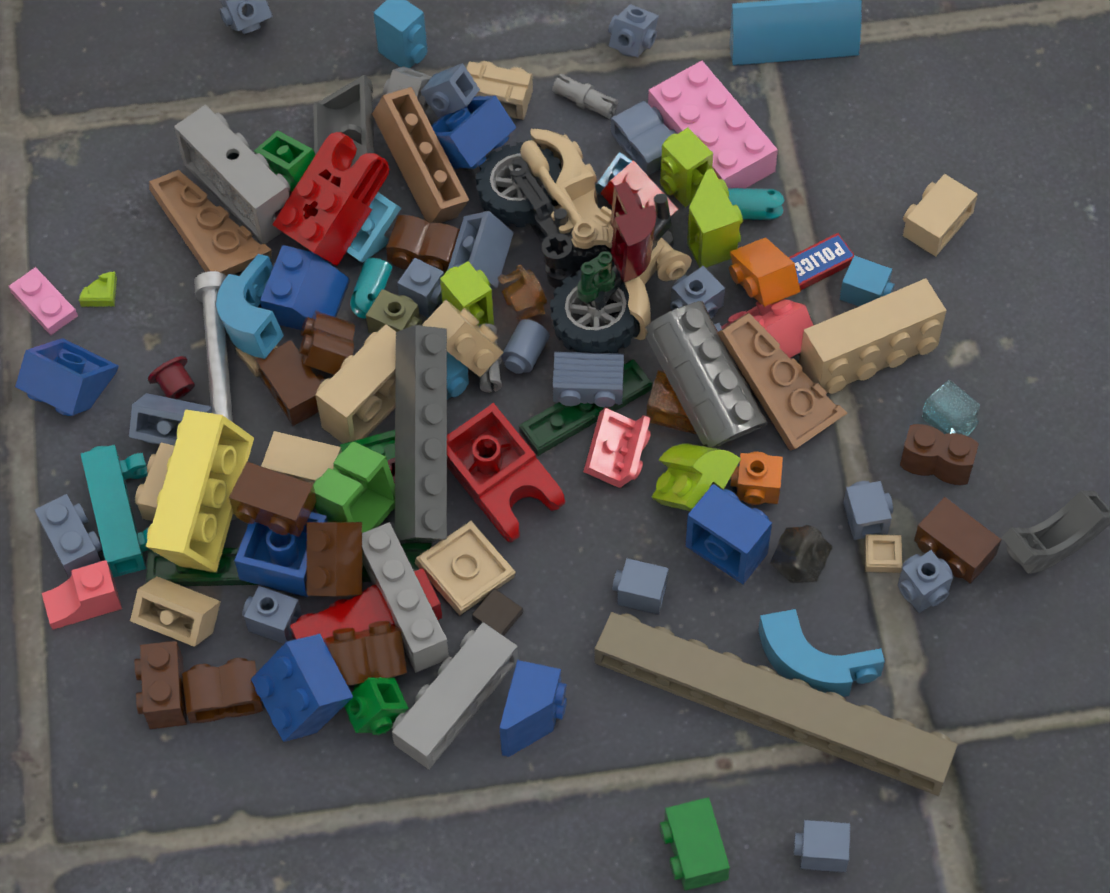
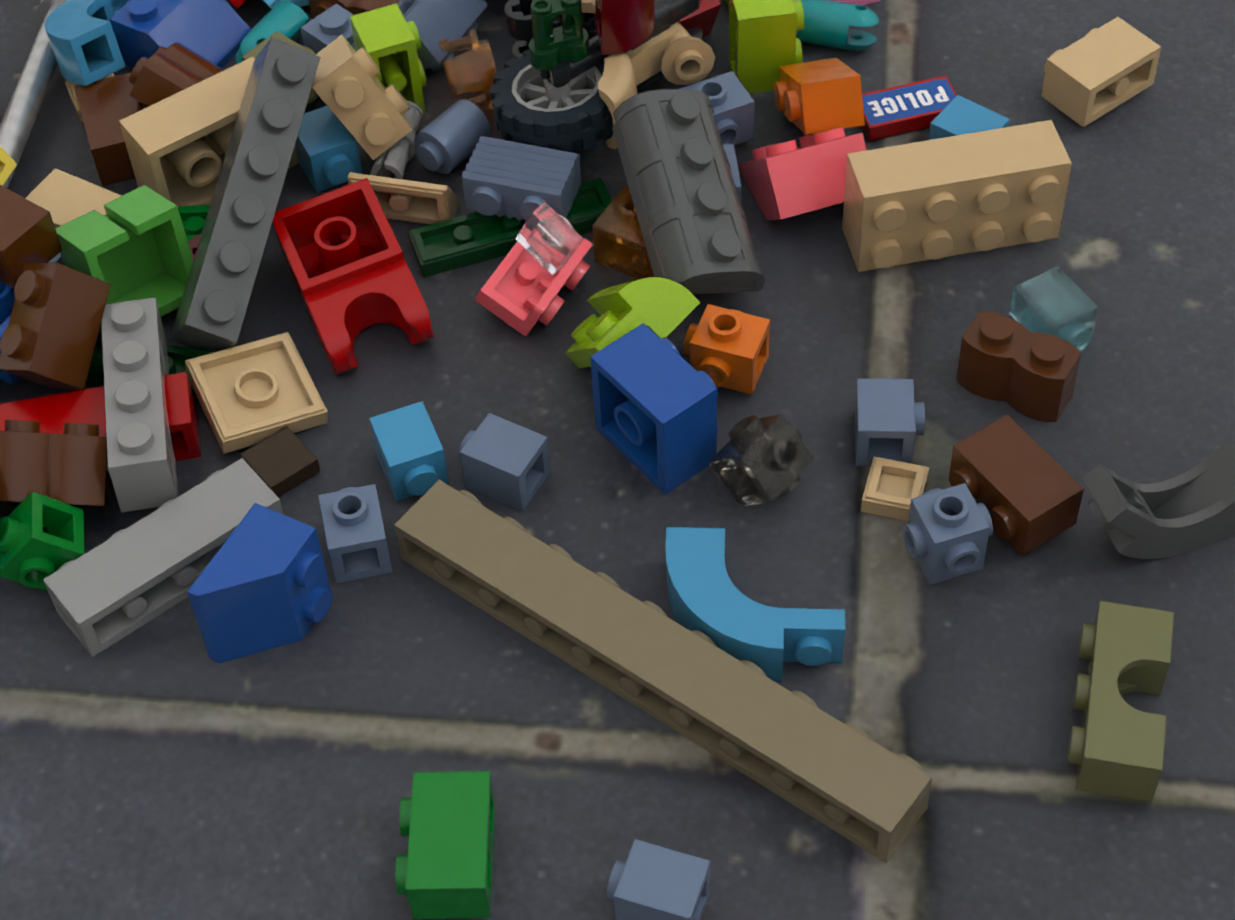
camera: 15 degrees right, 10 degrees down
(509, 402) = (411, 199): none -> tan slope
(565, 650) = (355, 533): none -> sand blue brick
(580, 591) = (408, 450): none -> dark azure brick
(623, 422) = (549, 238): none -> clear plate
(785, 392) = (803, 244): medium nougat wing -> none
(1050, 697) = (1120, 746): none -> olive arch

